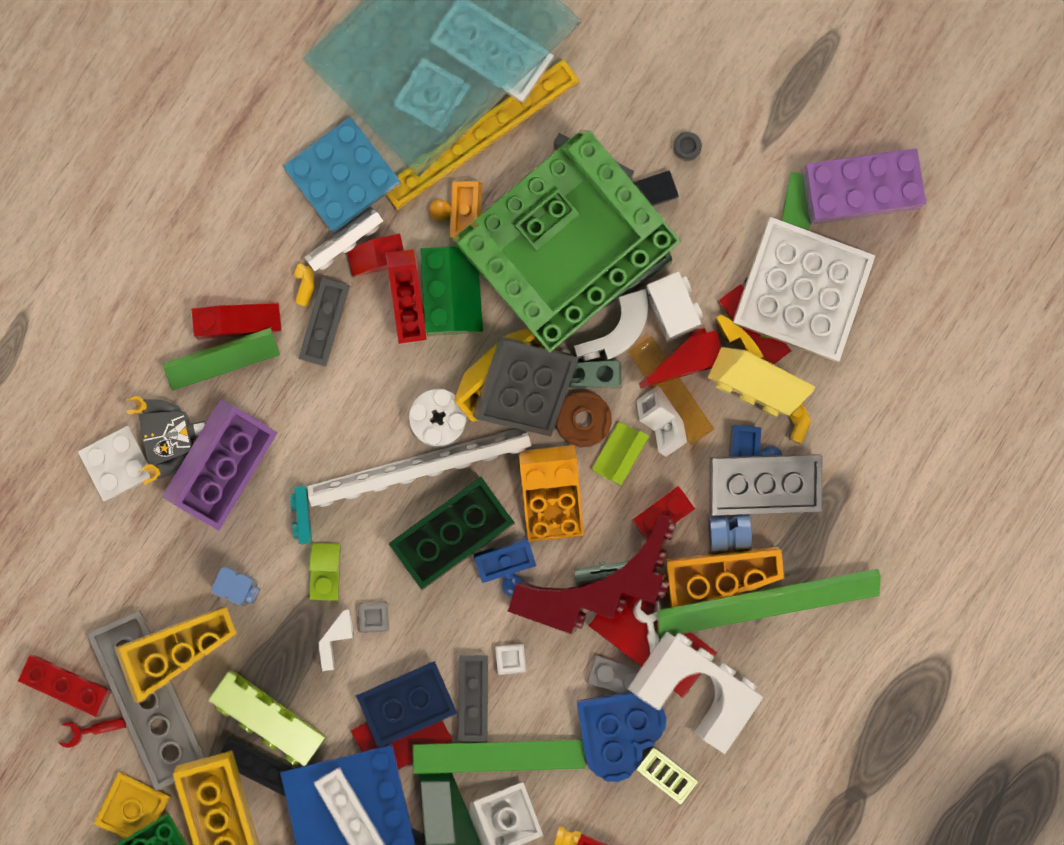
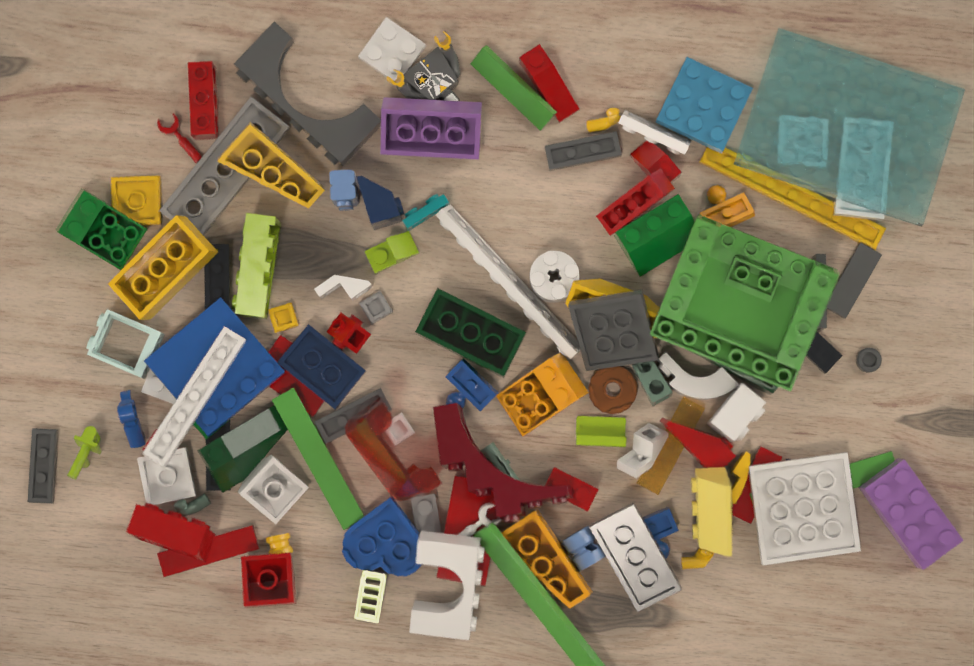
camera: 70 degrees right, 0 degrees up
(177, 566) = (339, 136): none -> dark grey arch
(270, 557) = (380, 204): none -> dark blue slope
(334, 718) = (283, 317): none -> yellow tile
(385, 658) = (348, 332): none -> red brick
(499, 693) = (365, 433): none -> clear red windscreen
(599, 118) = (853, 280): none -> dark grey tile

